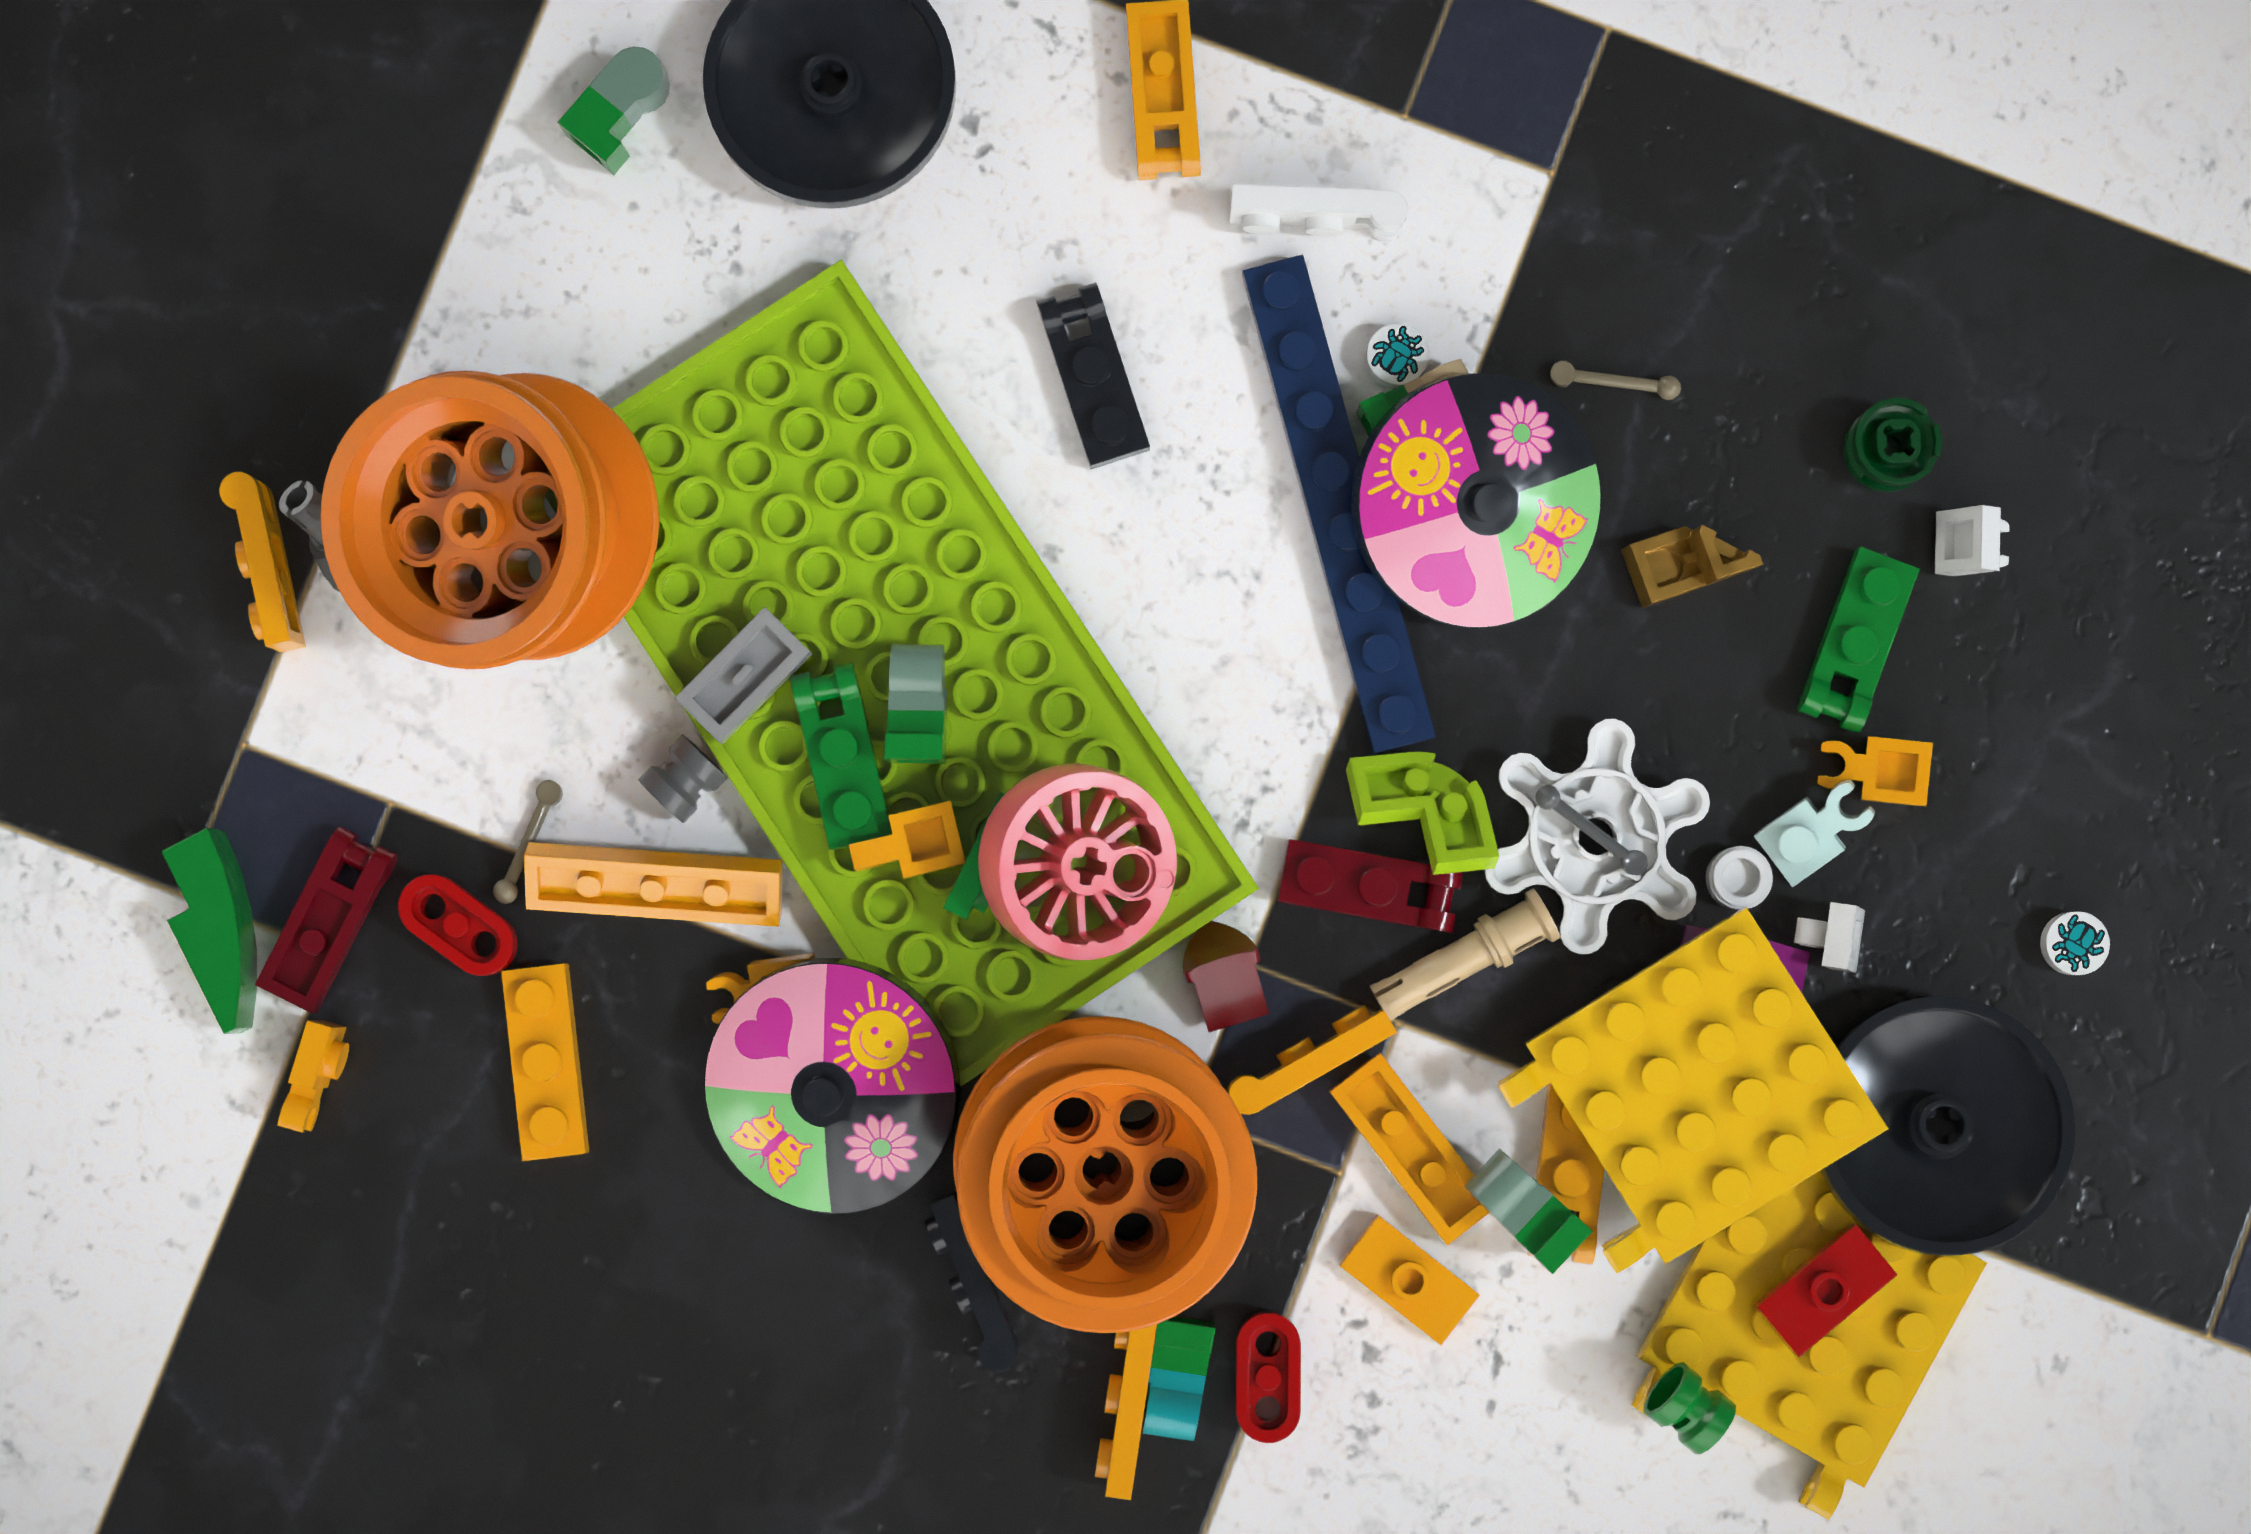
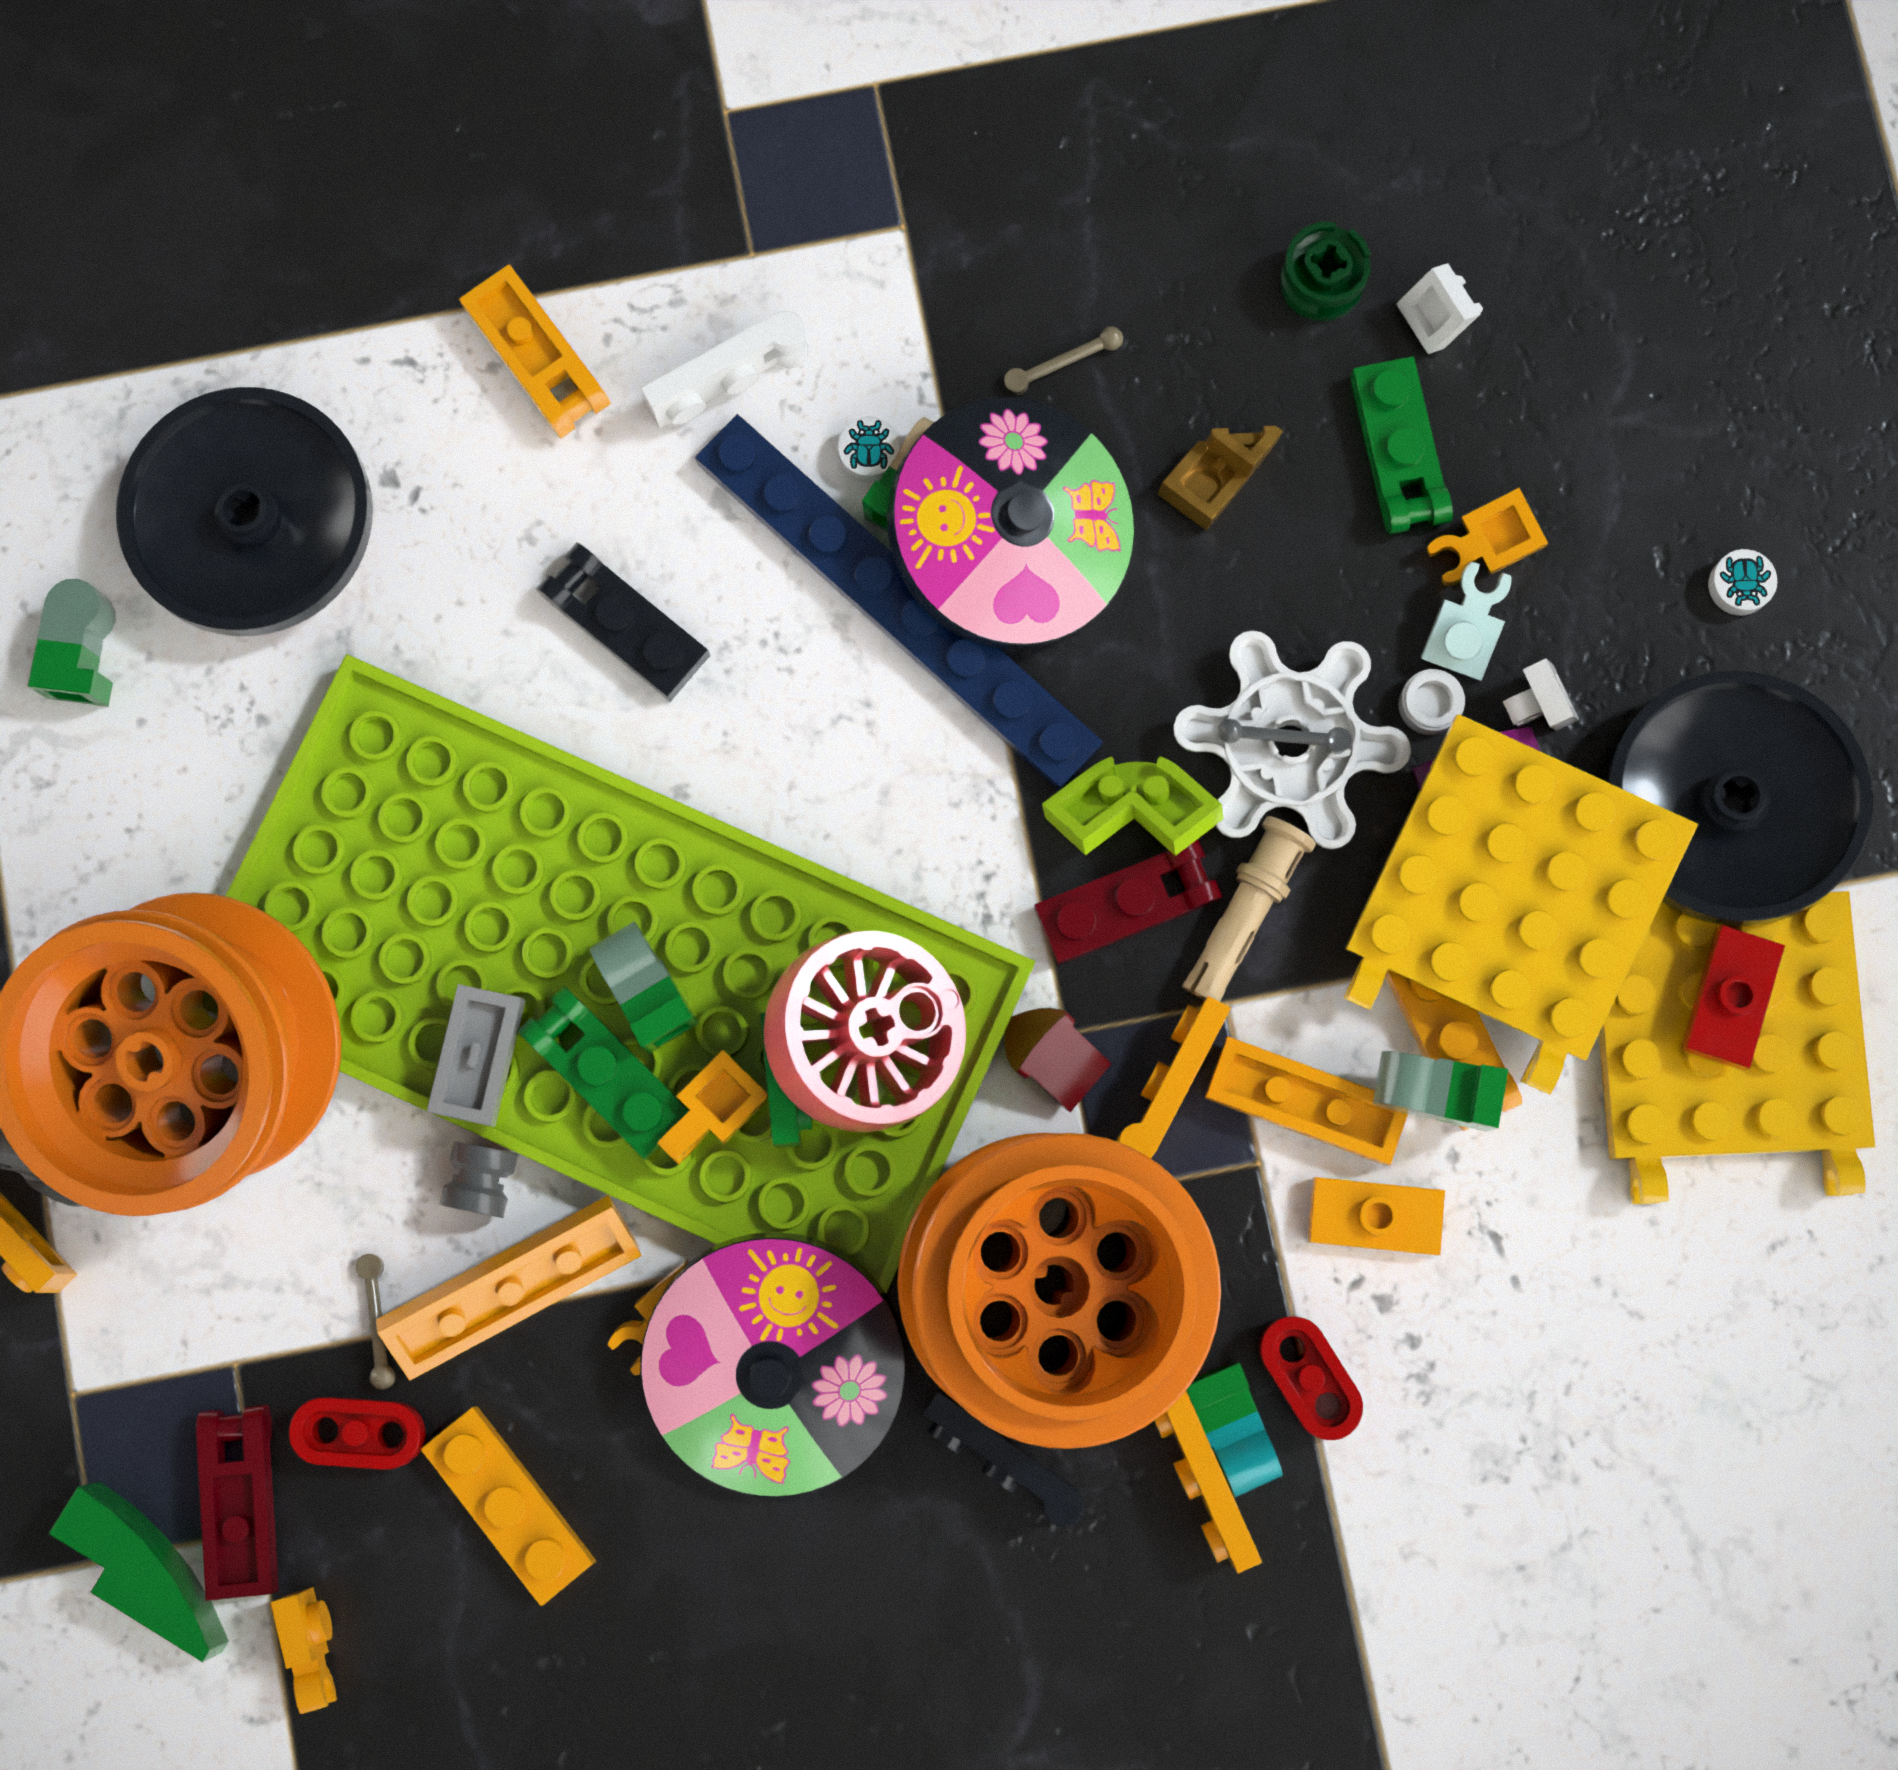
camera: 30 degrees left, 5 degrees down
(1691, 1409) = (1688, 1170): green wheel -> none

